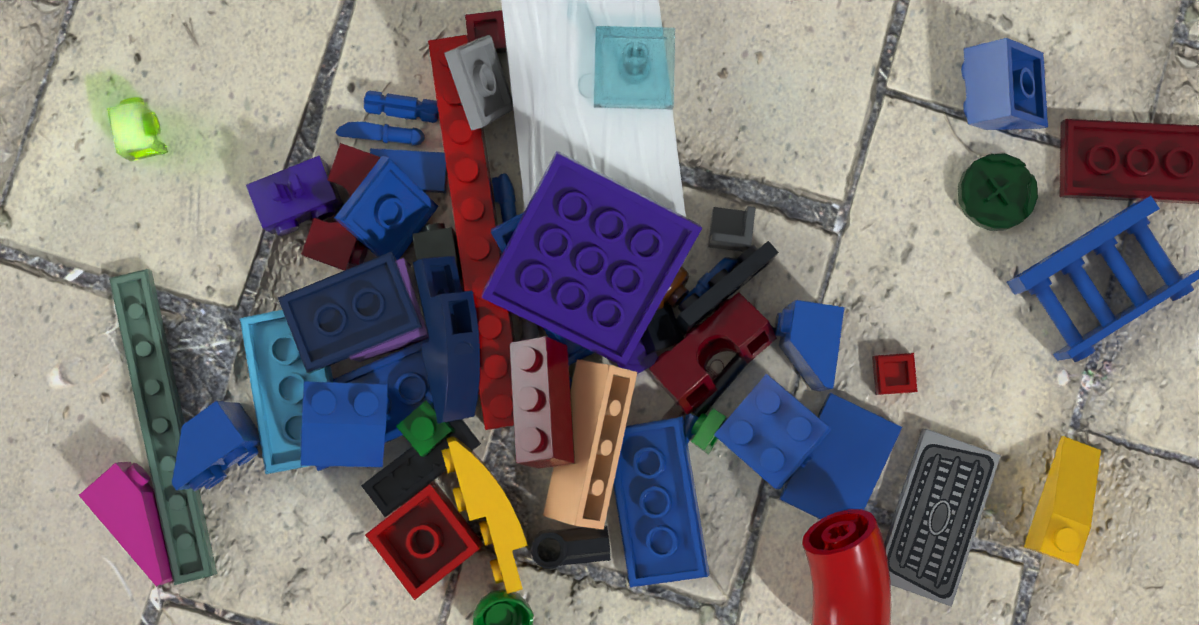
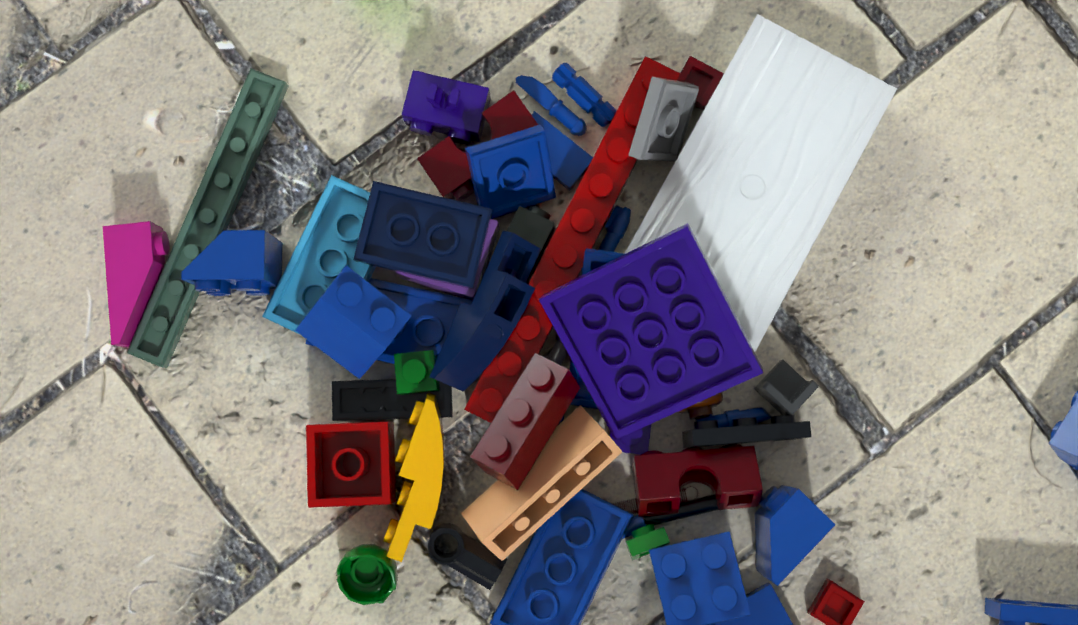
camera: 35 degrees right, 0 degrees up
(634, 67) = (800, 198): clear light blue tile -> none
(661, 331) = (666, 432): black tile -> none
(997, 192) = (1032, 517): dark green tile -> none

